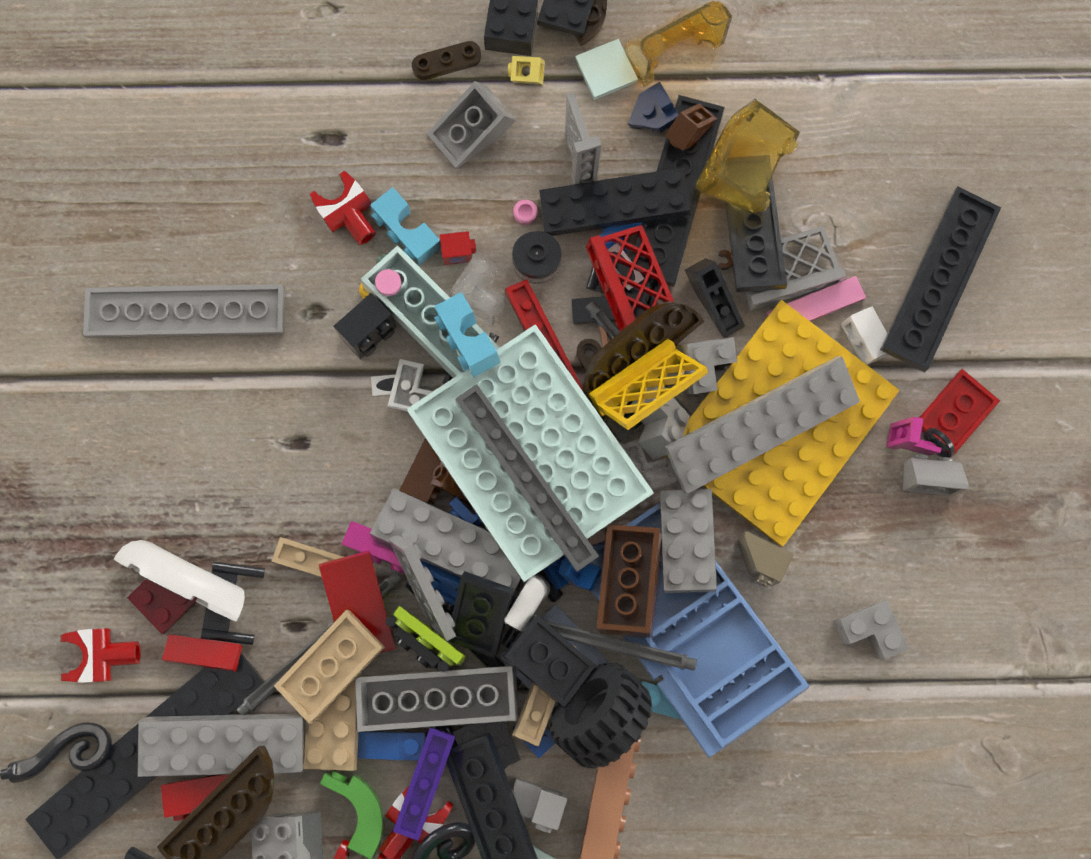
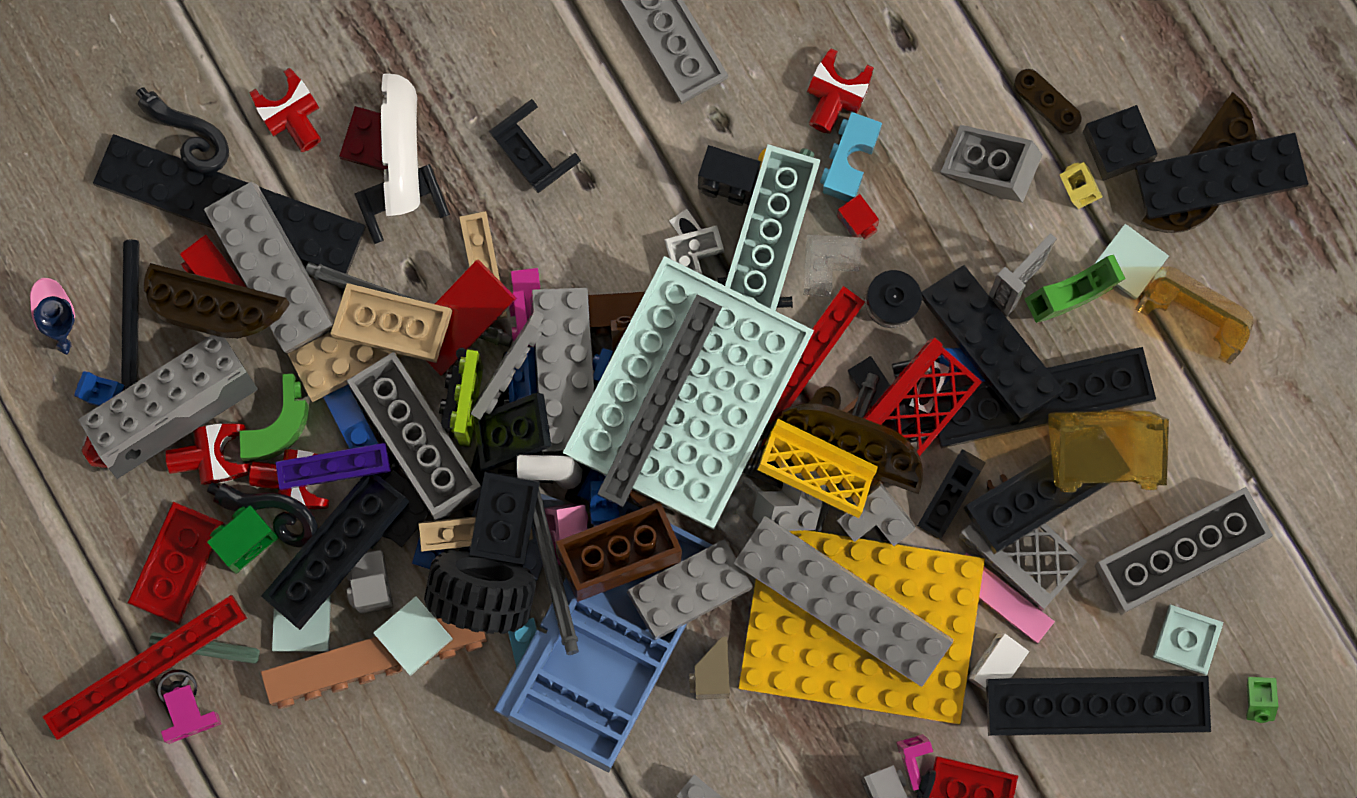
camera: 65 degrees right, 0 degrees up
(202, 653) = (341, 202): red tile -> none
(251, 479) = (525, 154): none -> black plate
(388, 282) = (777, 171): bright pink tile -> none
(475, 352) = (776, 252): medium azure arch -> none
(525, 212) = (934, 264): bright pink tile -> none
(578, 611) = (566, 521): none -> bright pink slope
(604, 792) = (413, 635): none -> light aqua tile
(609, 112) = (1075, 291): none -> bright green arch
(653, 110) = (1112, 331): dark blue plate -> none
(690, 127) = (1111, 375): reddish brown slope -> none
(854, 150) = (1183, 550): none -> light grey brick
(919, 187) = (1187, 640): none -> light aqua tile
(994, 157) = (1262, 699): none -> bright green bracket

